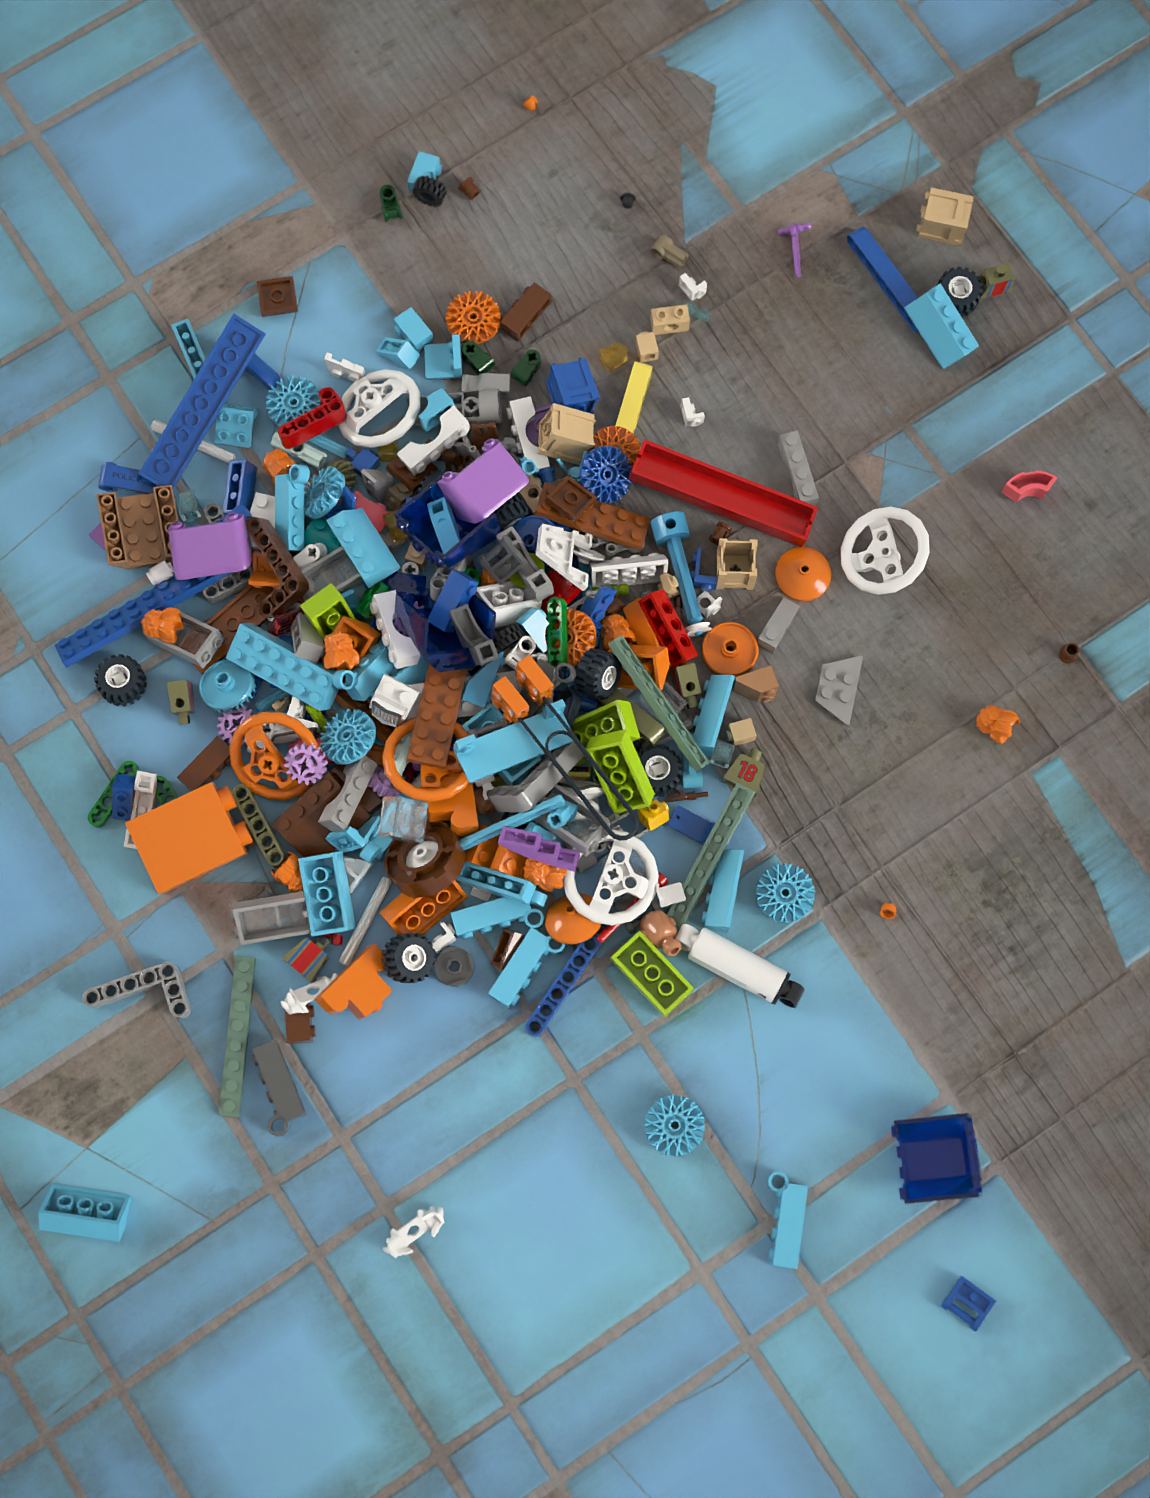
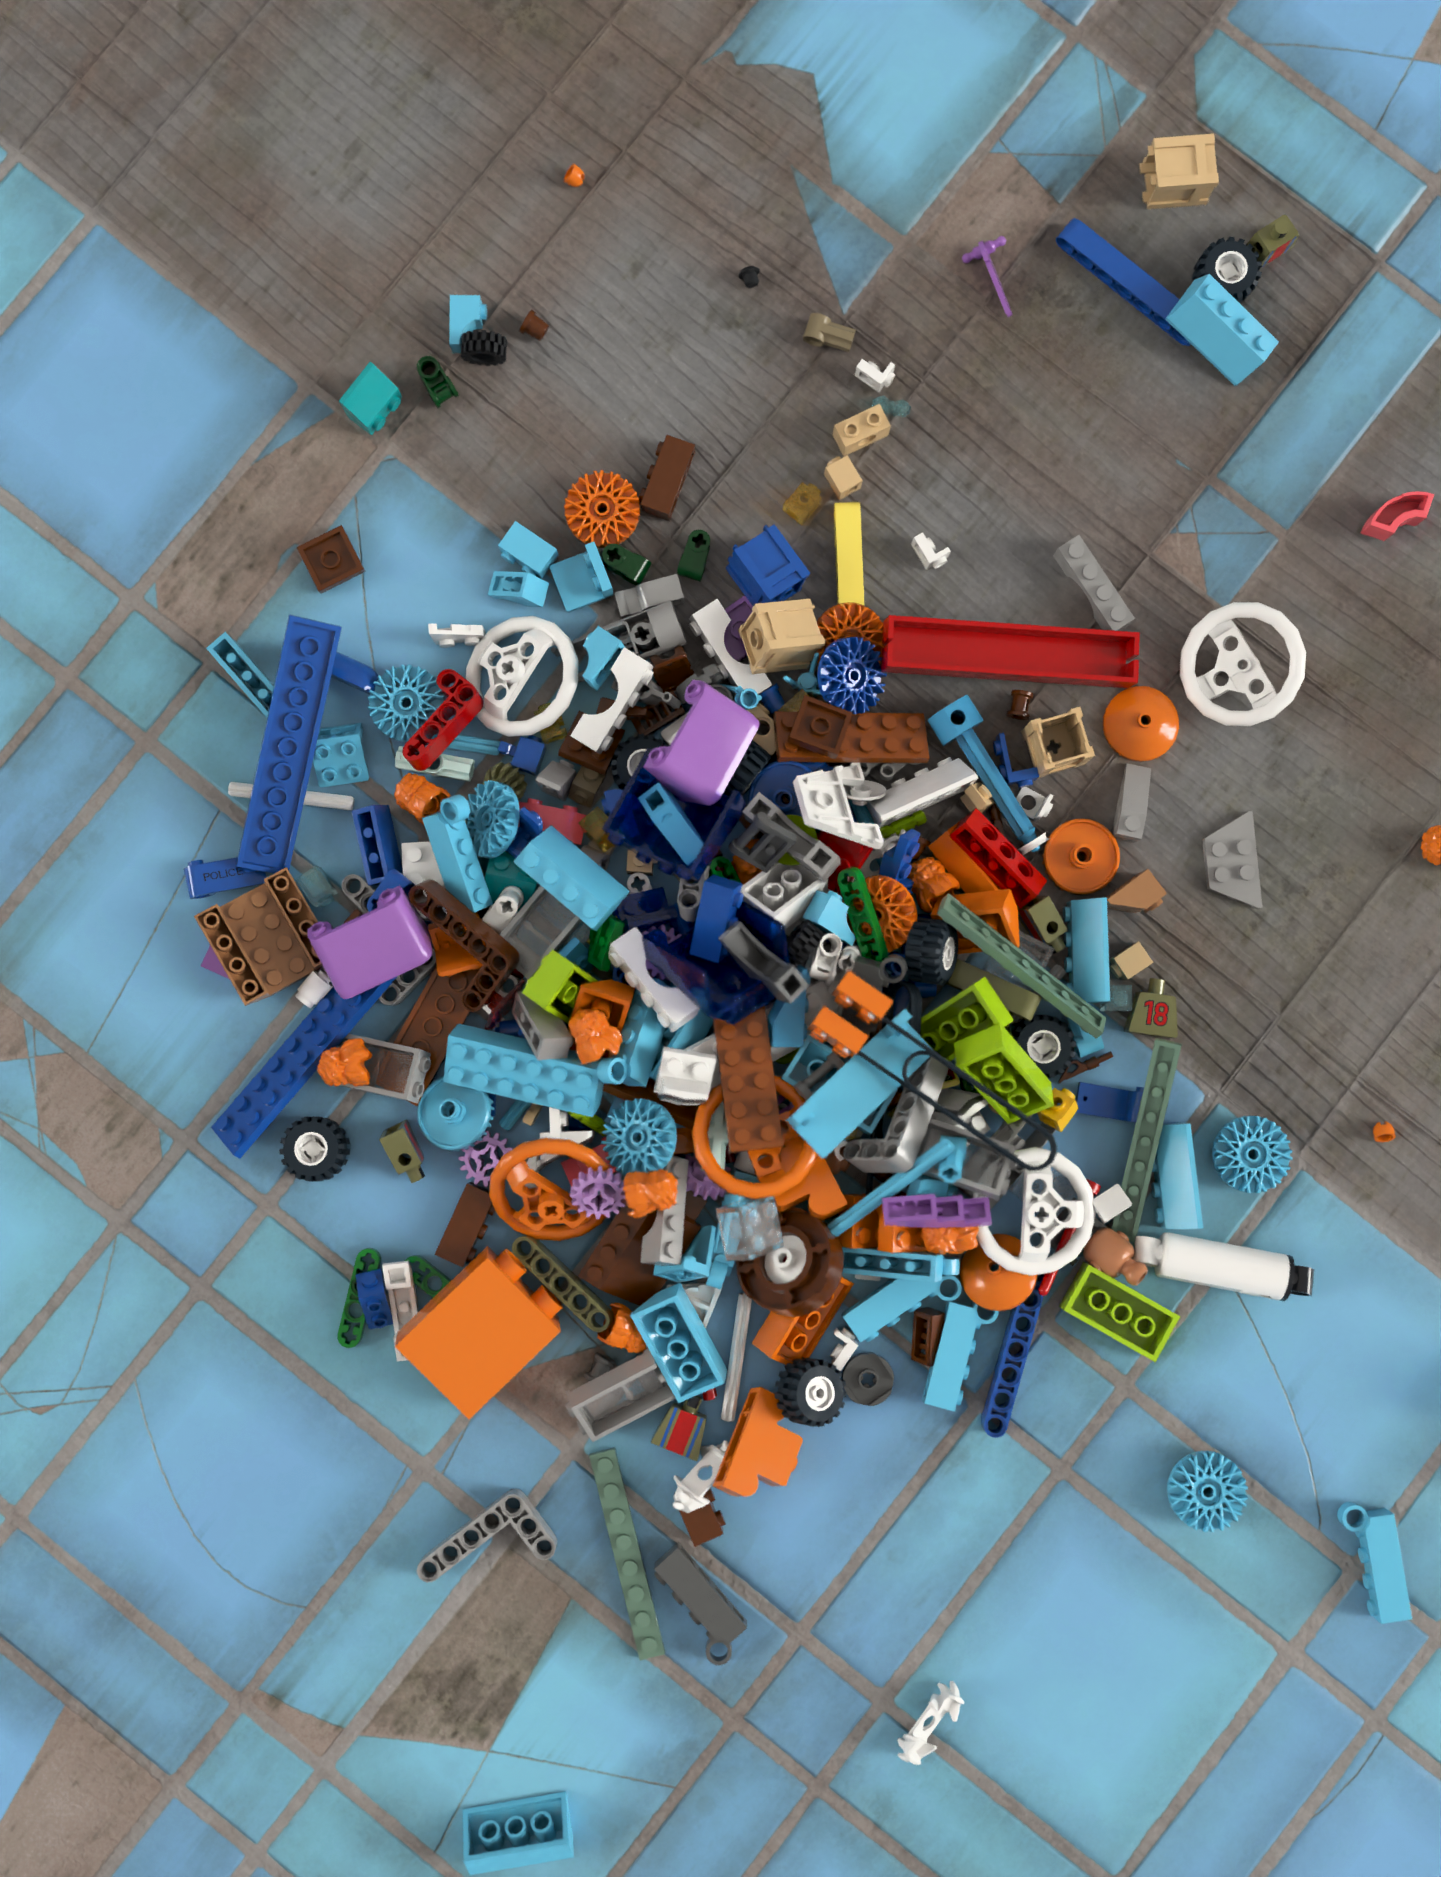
camera: 20 degrees left, 10 degrees up
(340, 769) = (649, 1191): none -> orange hair
(341, 201) = (370, 399): none -> teal slope

